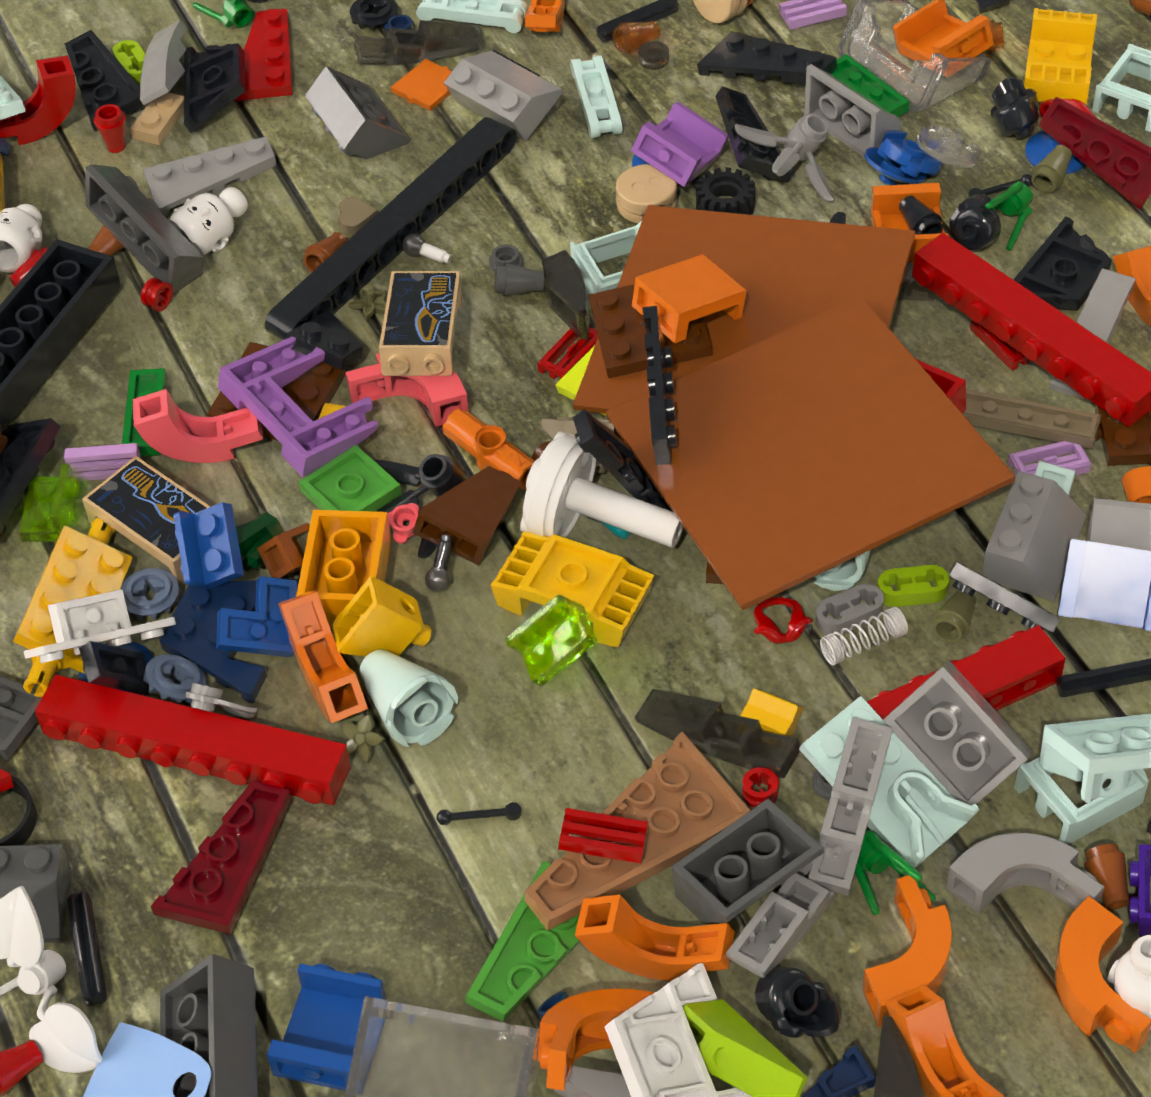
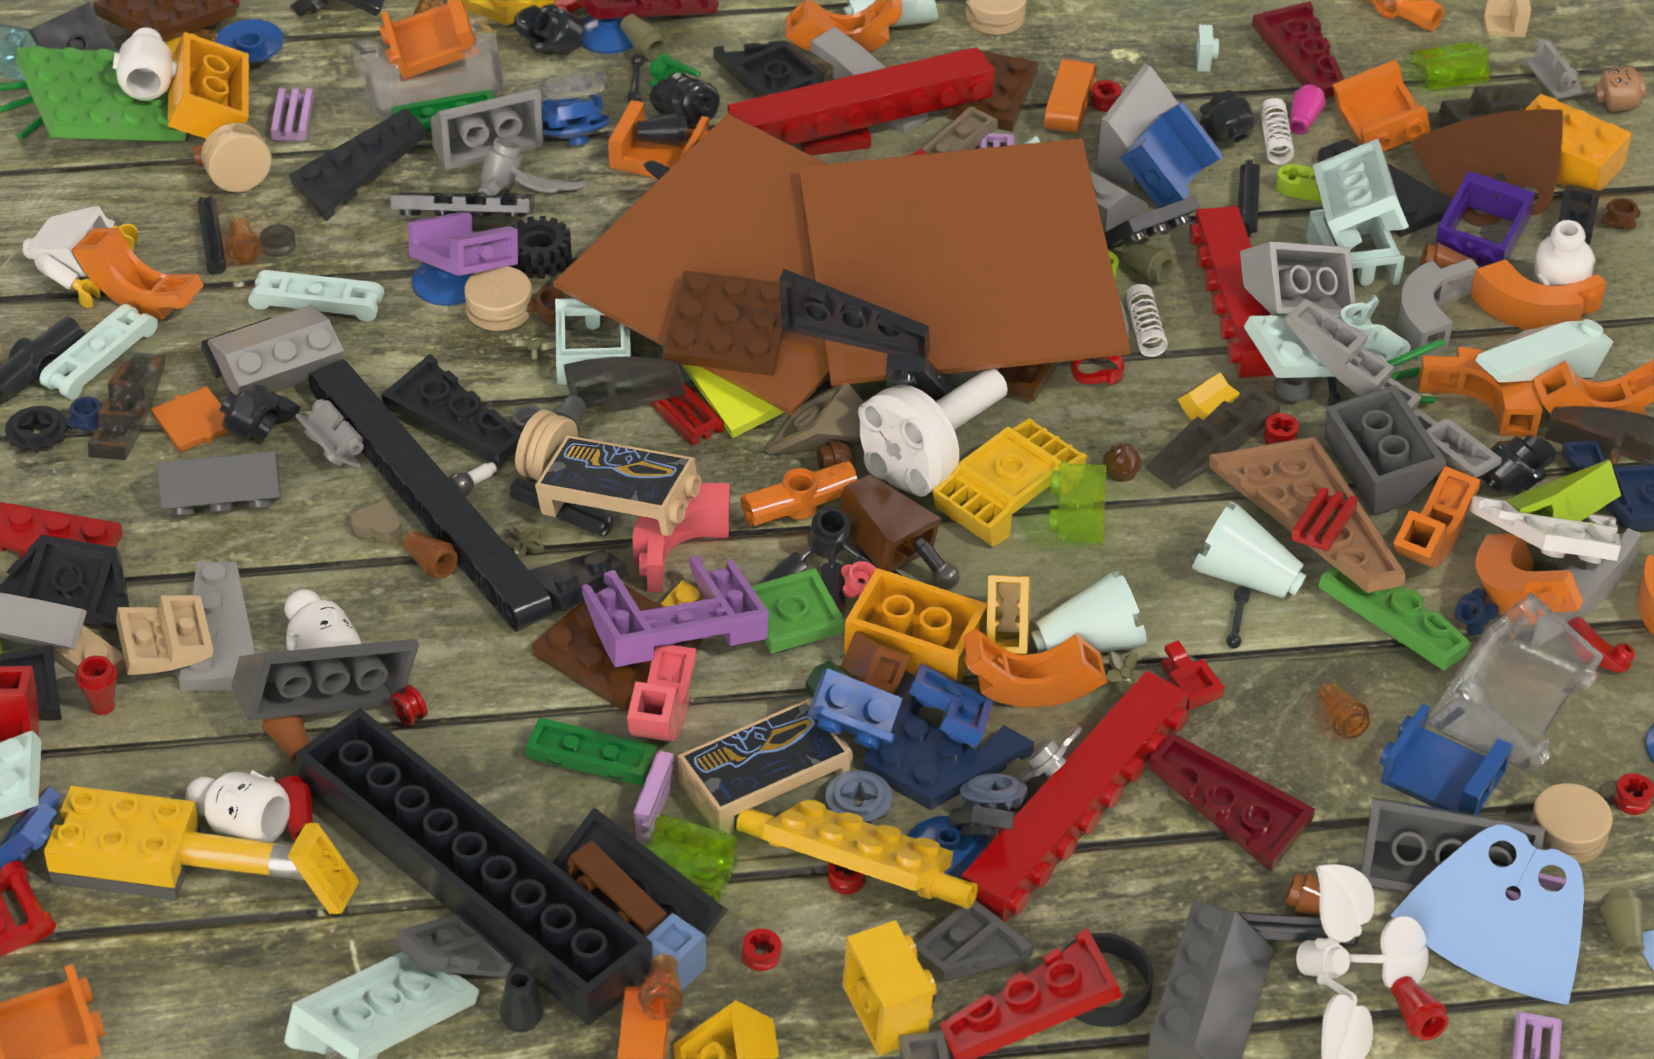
camera: 75 degrees left, 5 degrees down
(95, 620) = (933, 819): white bracket -> none
(122, 953) = (1304, 894): none -> dark orange cone
(171, 140) = (164, 635): none -> tan slope
(368, 793) = (1191, 676): none -> red plate
(372, 925) = (1345, 713): none -> clear orange cone
(428, 151) = (339, 444): none -> light grey hinge
(432, 106) = (255, 412): none -> black head
(475, 266) = (540, 442): none -> tan head
(495, 212) = (444, 407): none -> black wing
(542, 787) = (1248, 555): none -> light aqua cone
(648, 669) = (1122, 462): none -> reddish brown plate
(688, 293) = (735, 273): orange panel -> none
(982, 990) = (1544, 347): none -> light aqua wedge

